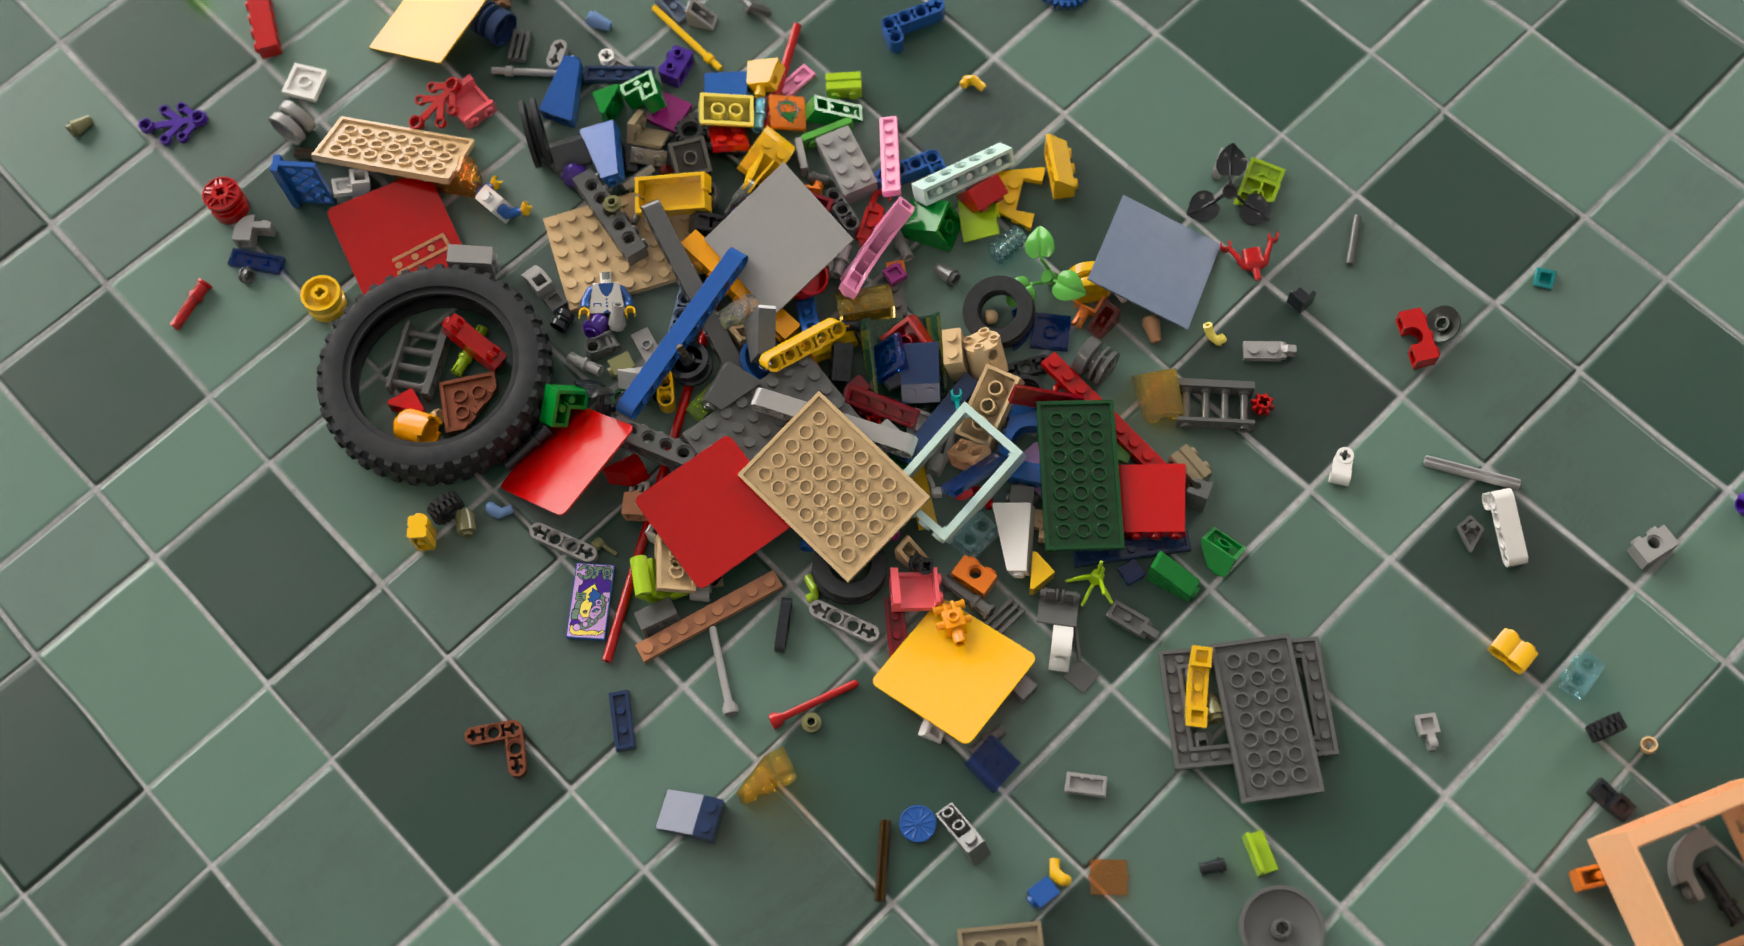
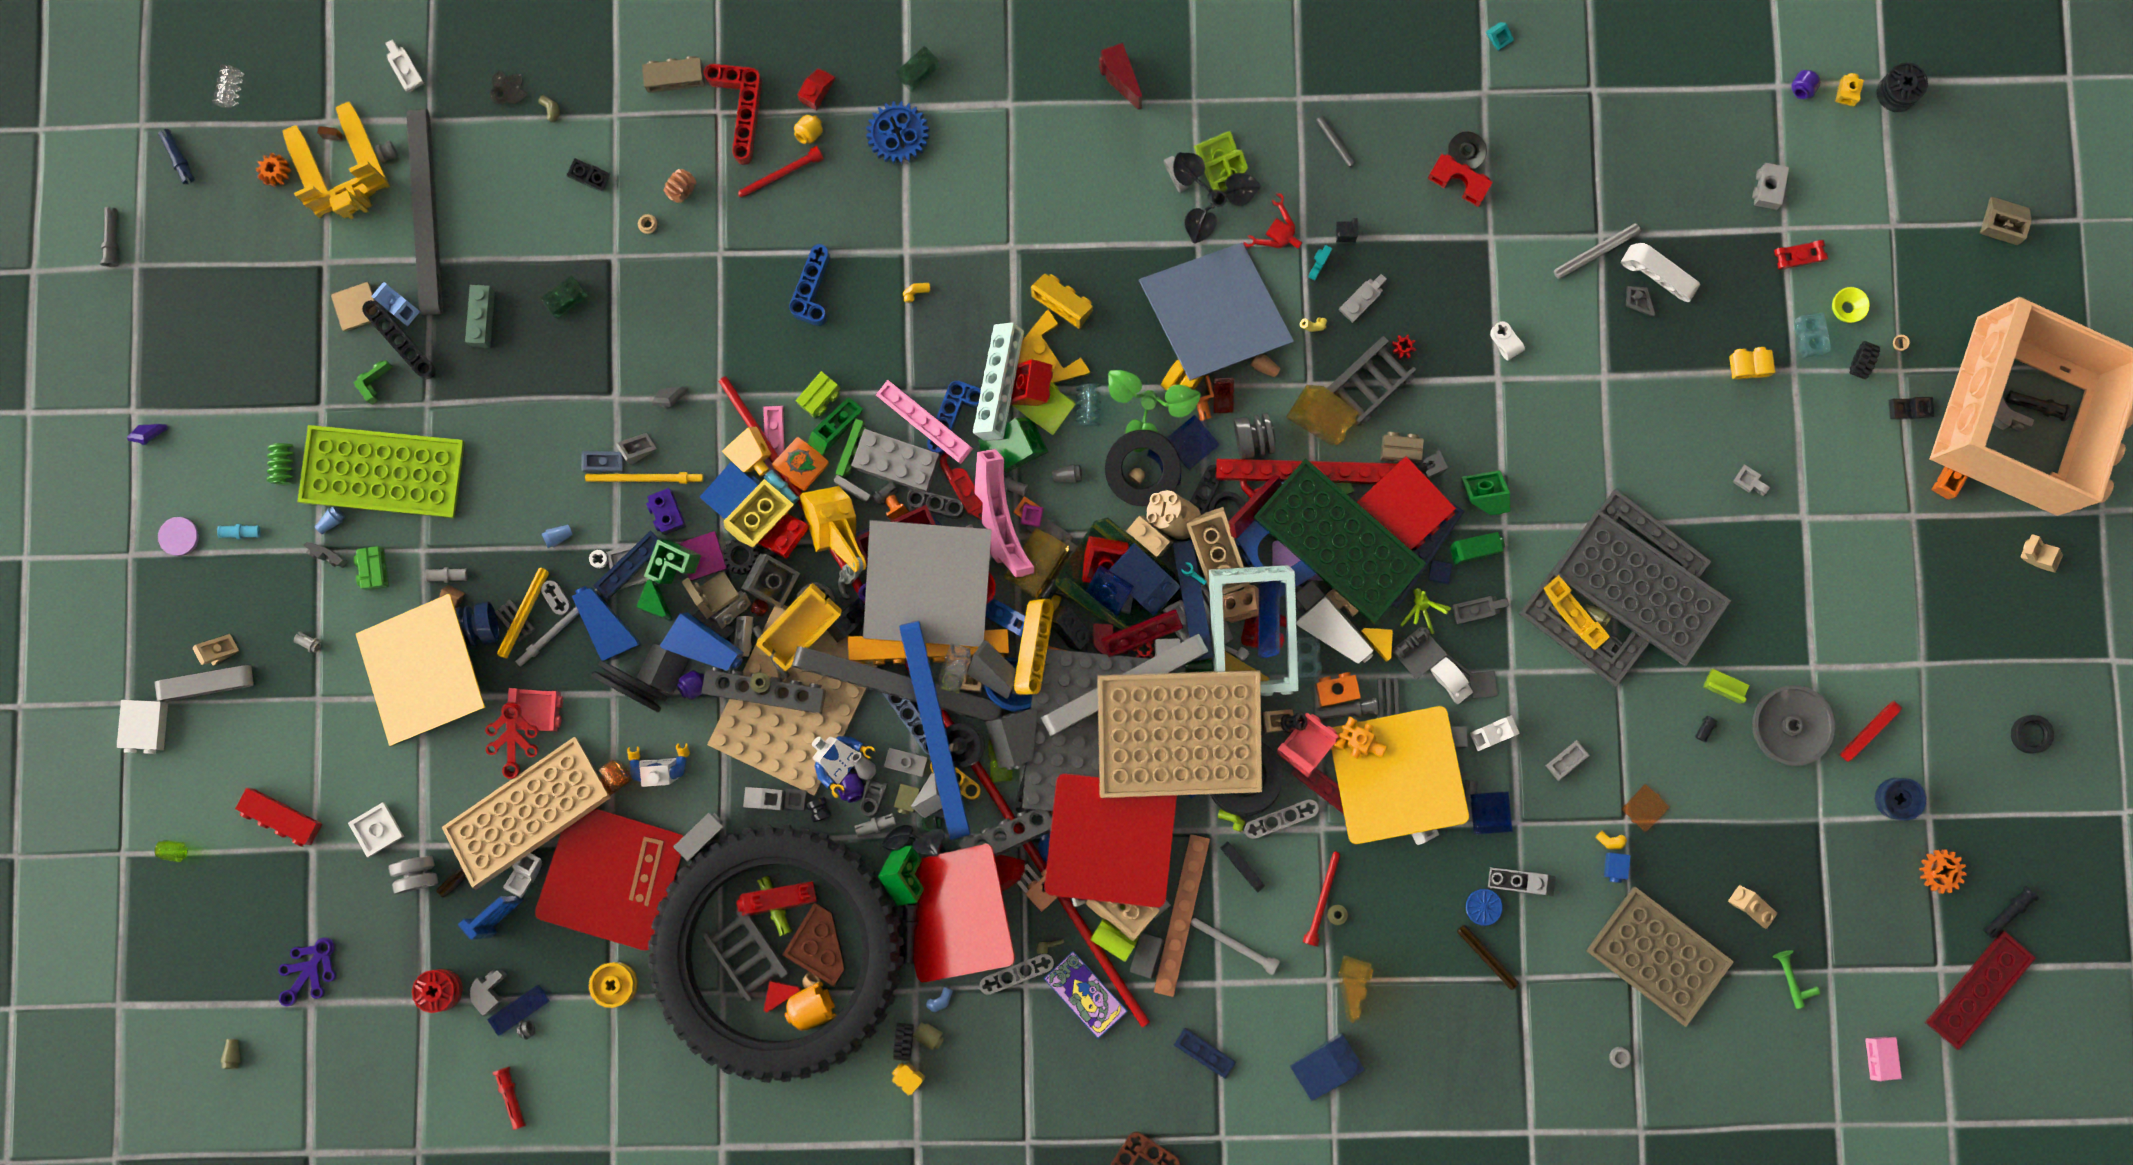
camera: 45 degrees left, 15 degrees up
(527, 43) = (523, 613): none -> yellow axle
(1052, 712) = (1494, 733): none -> white brick
(1249, 66) = (1119, 73): none -> dark red slope
(1263, 300) = (1321, 258): none -> teal plate
(1629, 614) = (1801, 254): none -> red plate
(1640, 675) = (1857, 299): none -> neon yellow piece

